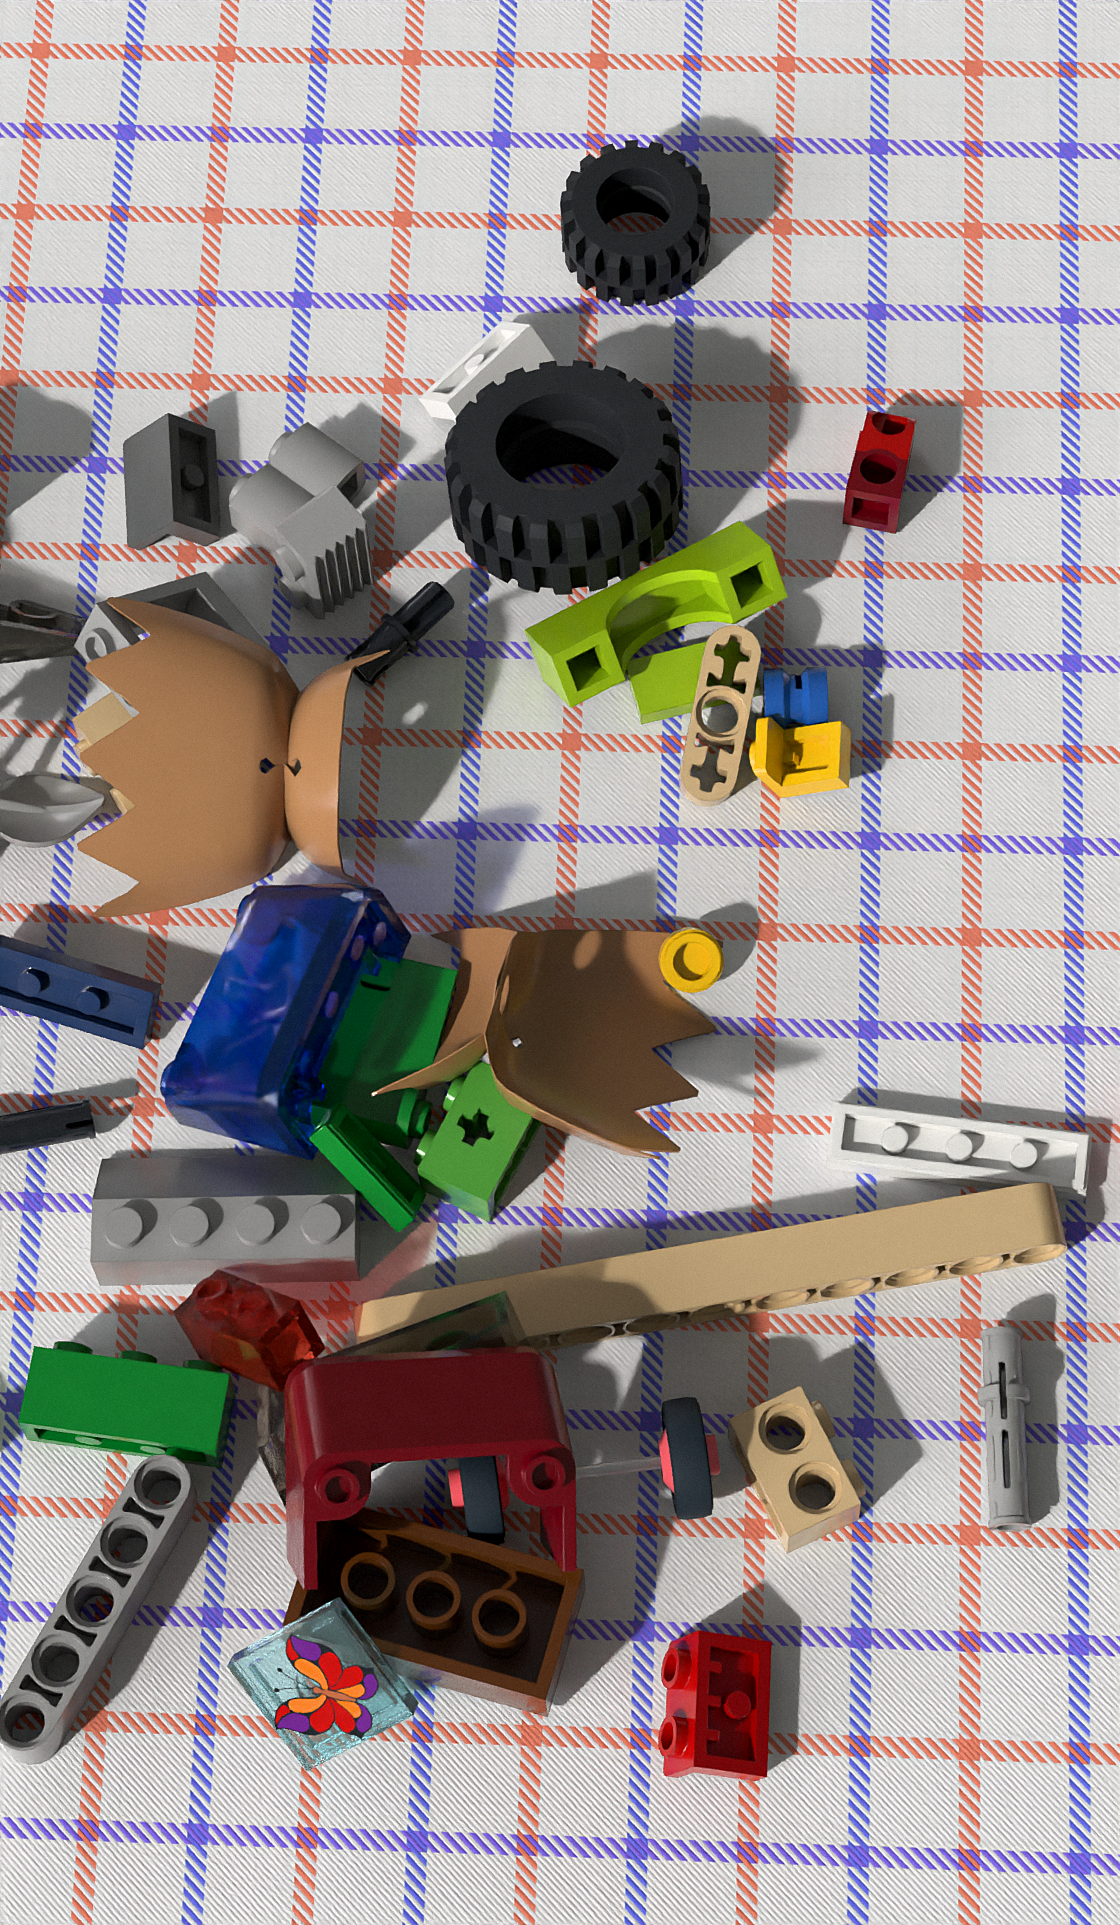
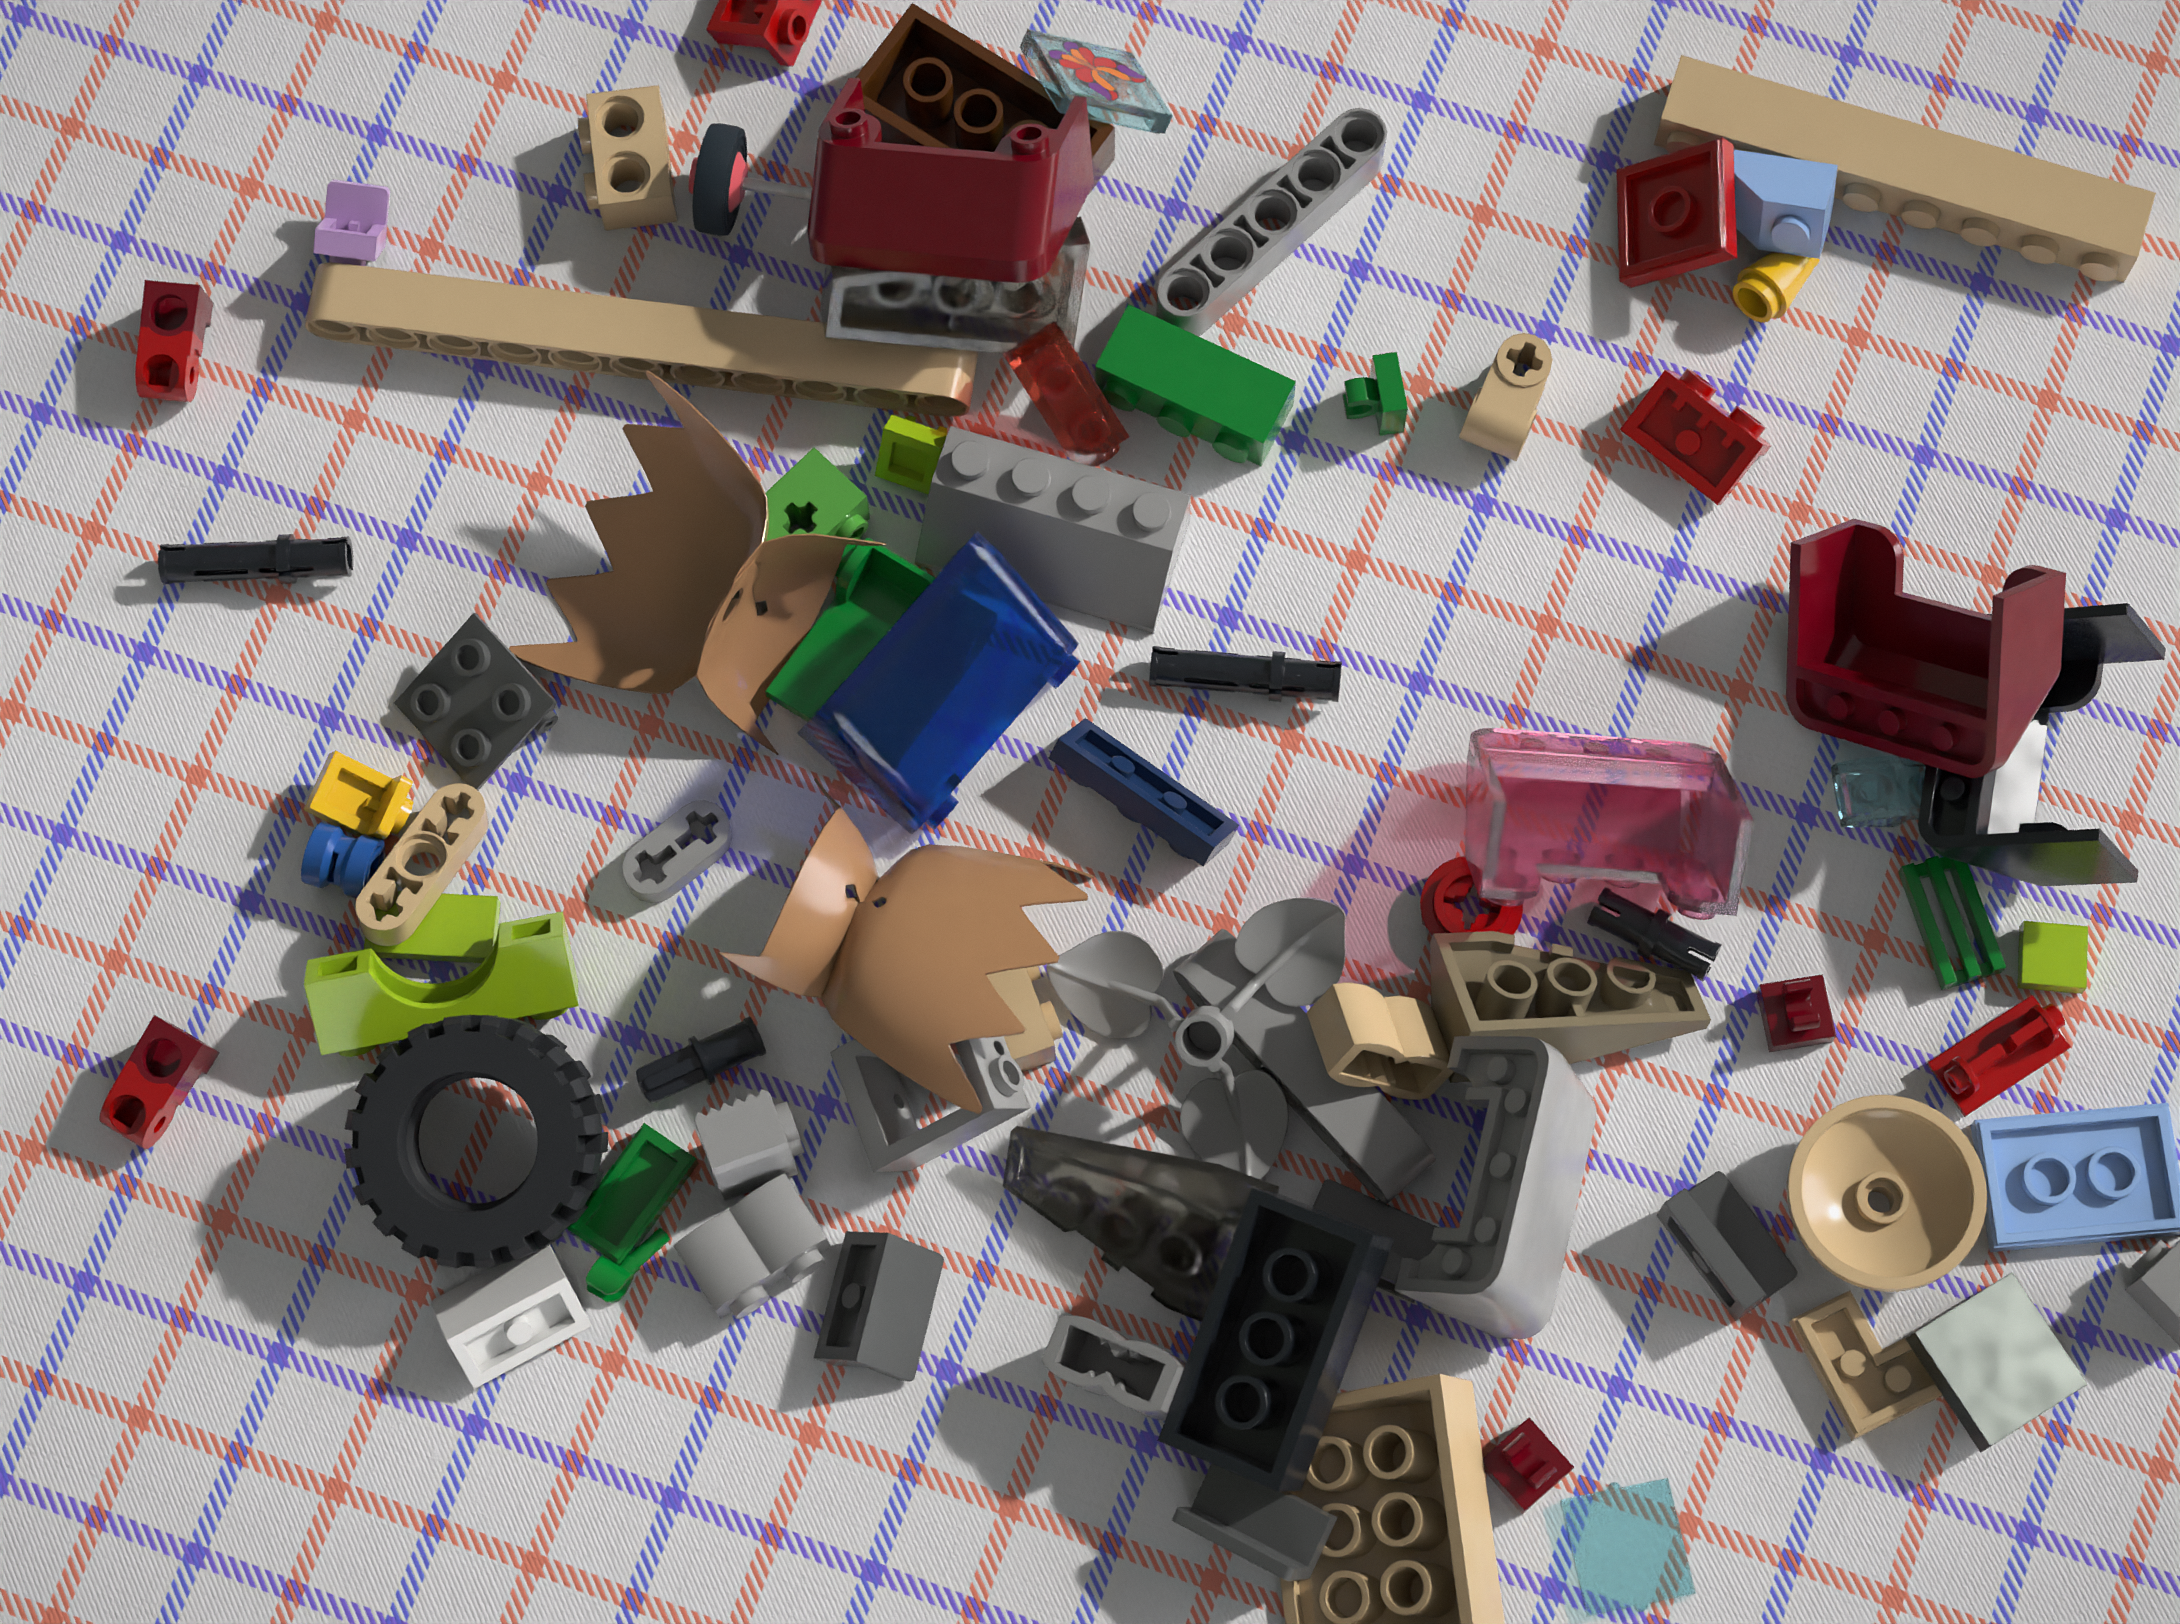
camera: 165 degrees left, 5 degrees up
(368, 1166) = (910, 515): green tile -> none
(385, 1247) = (909, 453): none -> lime tile
(414, 437) = (612, 1281): none -> green hand
(418, 518) = (633, 1194): none -> green tile
(479, 803) = (668, 839): none -> light grey beam
(628, 183) = (248, 1407): black tyre -> none
(691, 959) = (544, 638): yellow tile -> none
(730, 880) = (476, 702): none -> dark grey hinge
(957, 1149) = (374, 396): white tile -> none
(975, 956) = (271, 559): none -> black pin
(1004, 1353) = (428, 163): light grey pin -> none
(1048, 1297) = (353, 223): none -> lavender bracket

